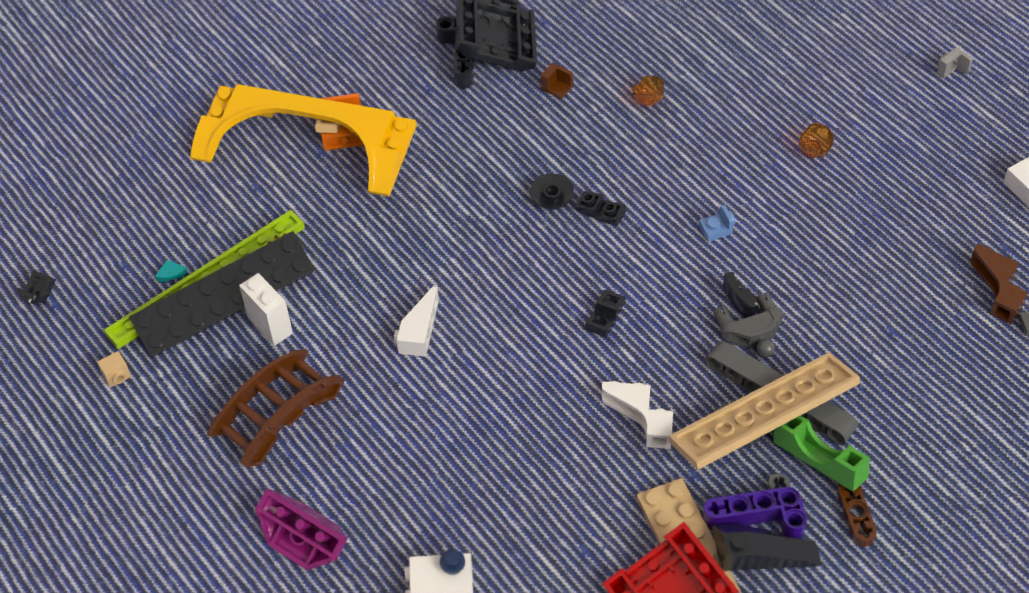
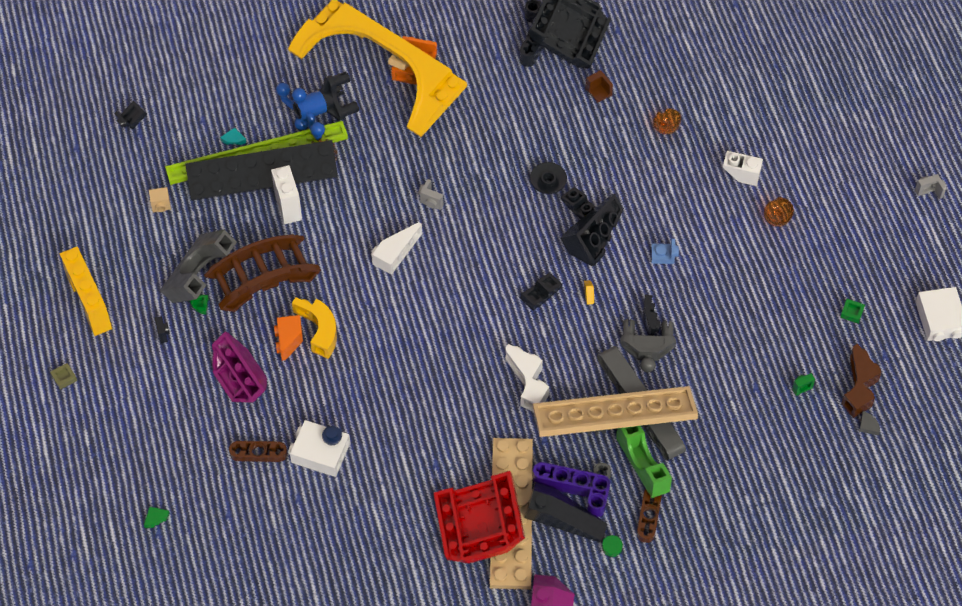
camera: 20 degrees right, 5 degrees up
(57, 491) = (89, 295): none -> yellow arch
(183, 517) = (162, 329): none -> black plate
(187, 449) = (184, 282): none -> dark grey arch
(214, 470) = (200, 304): none -> green tile
(247, 204) = (318, 102): none -> wheel
(341, 465) = (289, 334): none -> orange slope
(375, 435) = (326, 336): none -> yellow arch
(430, 256) = (429, 197): none -> light grey bracket
(628, 233) = (592, 232): none -> black wedge
(659, 294) = (589, 292): none -> yellow tile
(755, 109) = (743, 167): none -> white slope
(835, 564) = (612, 546): none -> green tile
(942, 306) = (803, 383): none -> green plate
(948, 213) = (852, 311): none -> green plate

